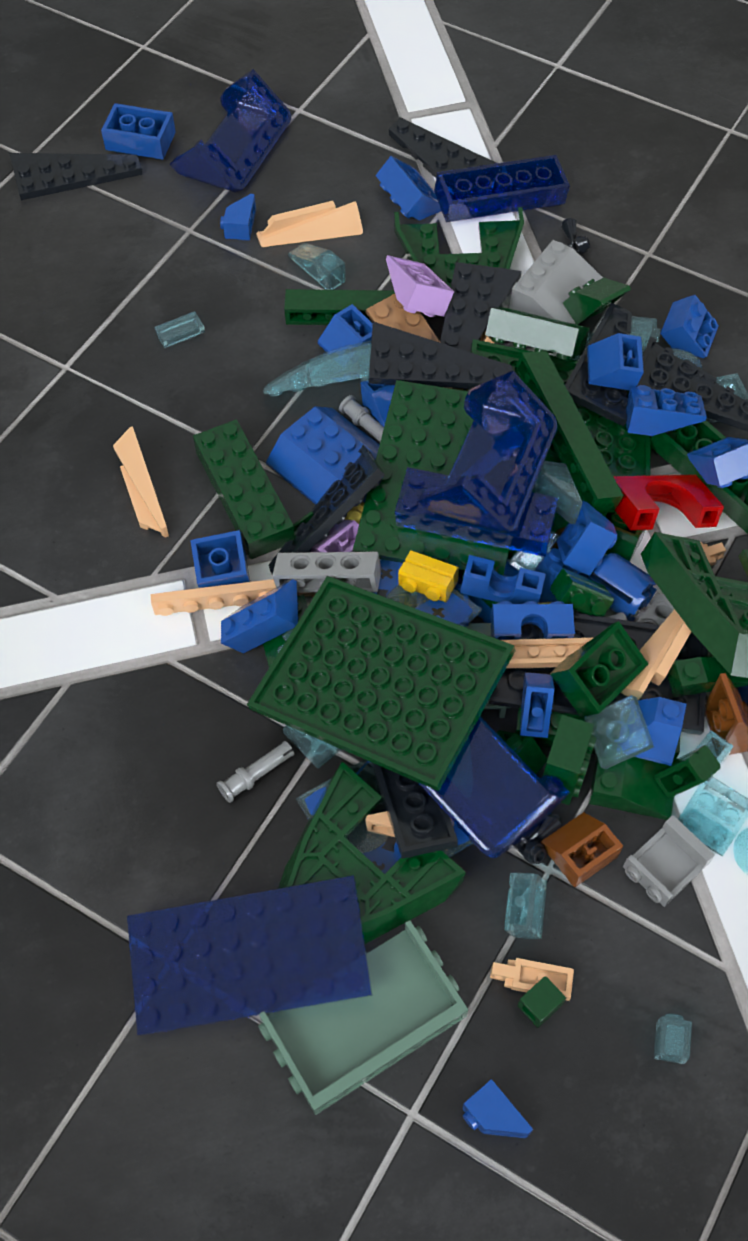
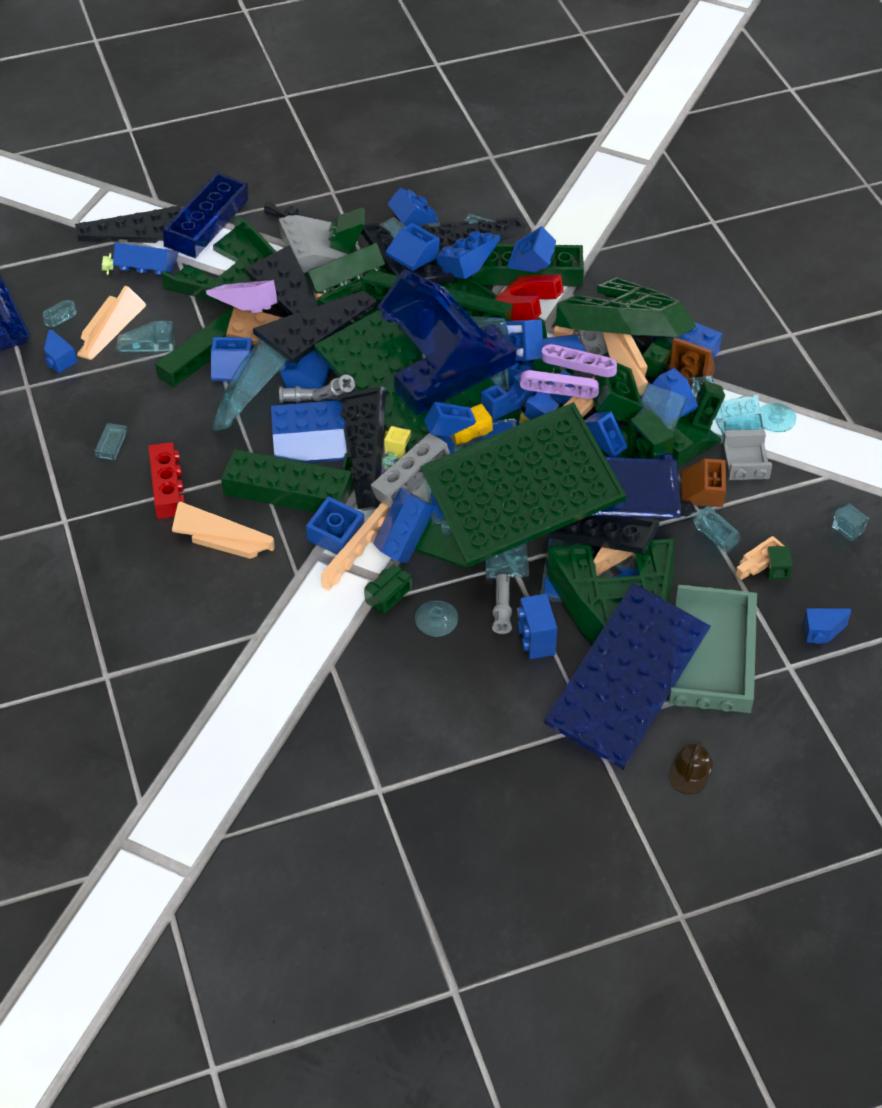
camera: 50 degrees left, 10 degrees down
(165, 399) = (165, 479): none -> red brick
(188, 660) = (388, 588): none -> dark green brick
(190, 1105) = (691, 769): none -> dark brown piece
(195, 737) = (438, 624): none -> clear light blue dish
(240, 824) = (537, 626): none -> blue brick
(289, 186) = (59, 313): none -> clear light blue beam
(322, 544) = (388, 460): none -> clear light blue hinge
(347, 532) = (396, 441): none -> light yellow panel
(373, 170) = (107, 263): none -> yellowish green plate
(373, 443) = (336, 387): none -> light grey pin
(401, 555) = (448, 419): none -> blue slope
(540, 615) = (559, 384): none -> lavender beam
(584, 609) = (601, 365): none -> lavender beam

